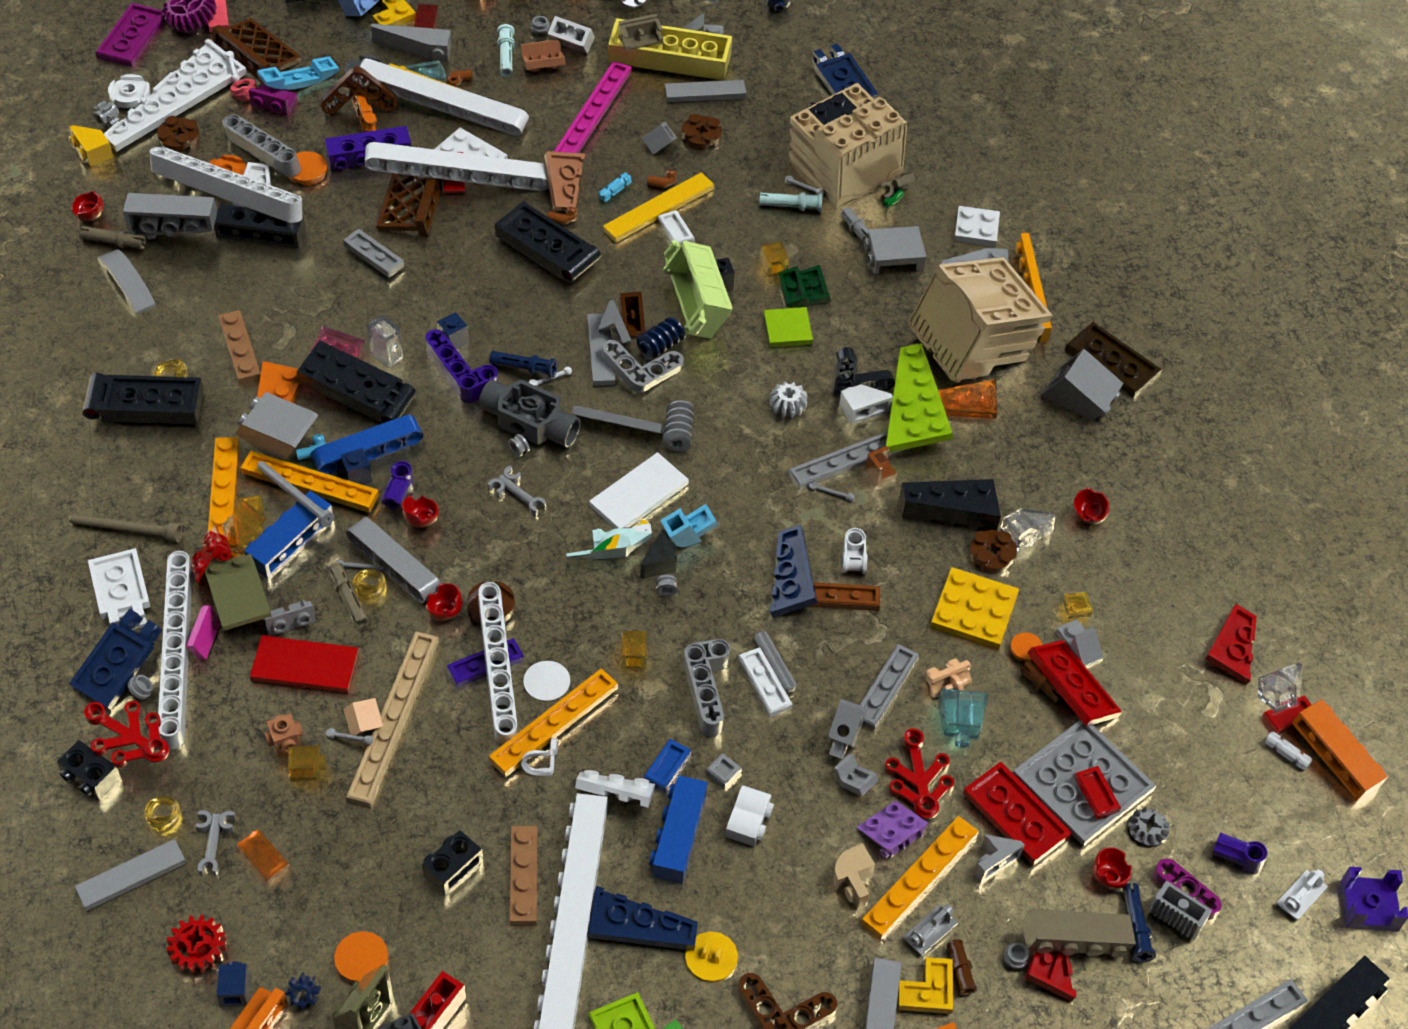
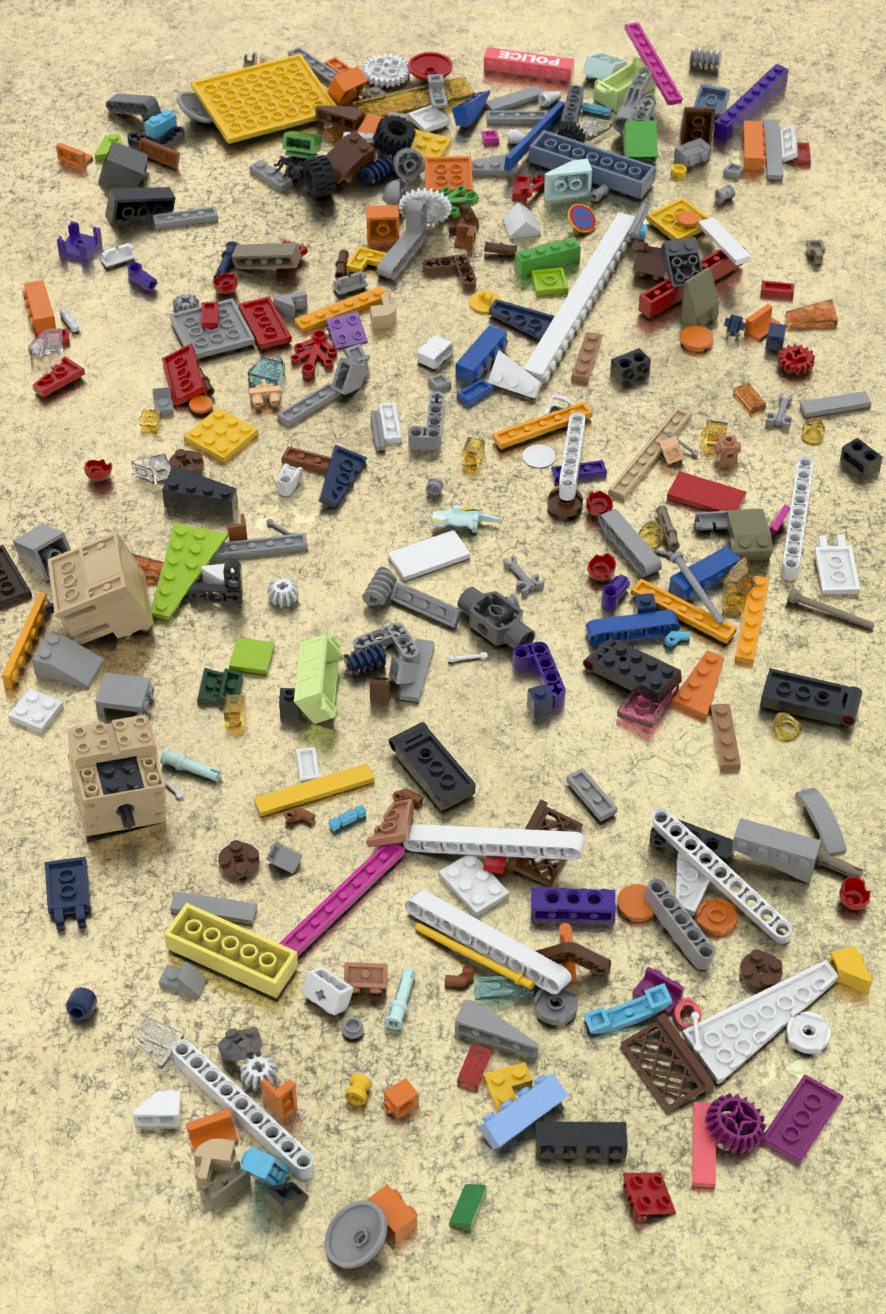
camera: 160 degrees left, 5 degrees down
(106, 113) = (833, 1001): light grey gear -> none
(116, 659) = (840, 514): dark blue tile -> none
(127, 735) = (817, 444): red plant -> none
(140, 686) = (824, 499): light grey plate -> none
(214, 546) = (768, 559): red hinge -> none
(275, 425) = (702, 636): light grey slope -> none
(385, 341) = (600, 695): clear brick -> none
(533, 364) = (480, 660): dark blue pin -> none
(640, 32) = (260, 948): dark tan hinge -> none
(660, 557) = (434, 501): pearl dark grey slope -> none
(686, 530) = (405, 516): medium azure brick -> none
(1017, 956) = (305, 263): light grey plate -> none
(1180, 910) = (199, 255): light grey brick -> none
(1186, 878) = (175, 261): magenta beam -> none

